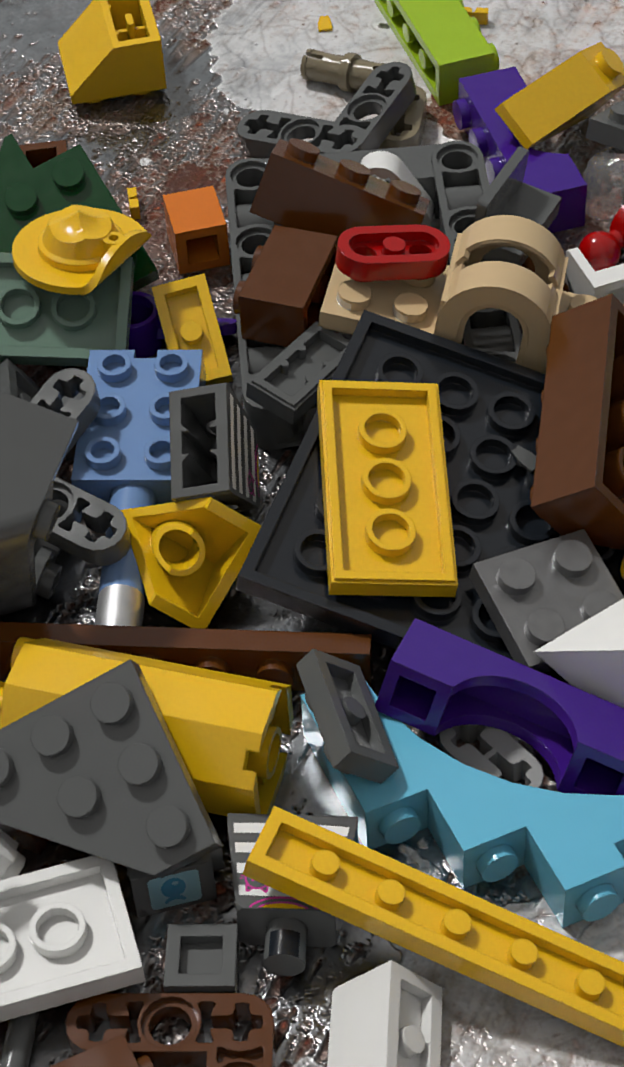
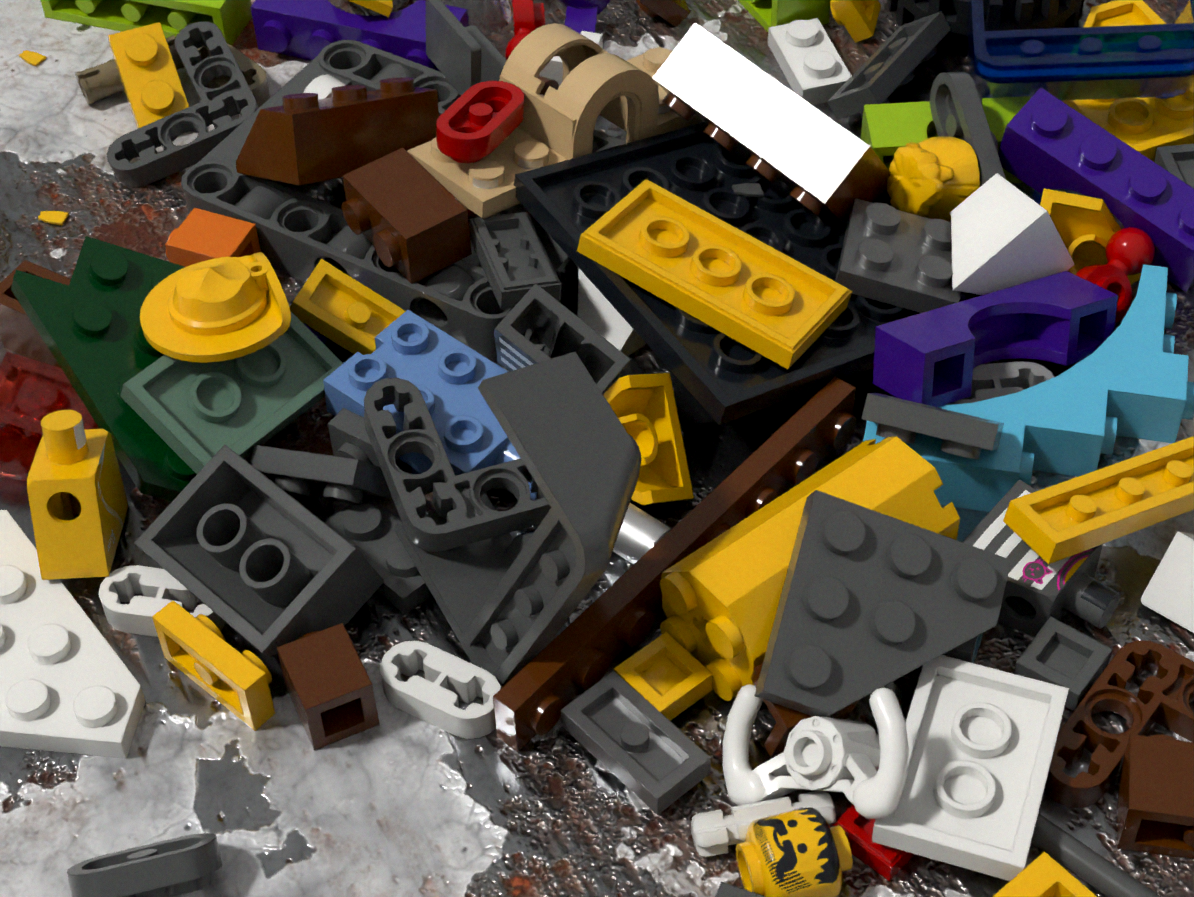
camera: 55 degrees left, 0 degrees up
(176, 137) = (53, 217): none -> yellow piece
(339, 77) = (147, 73): none -> yellow plate

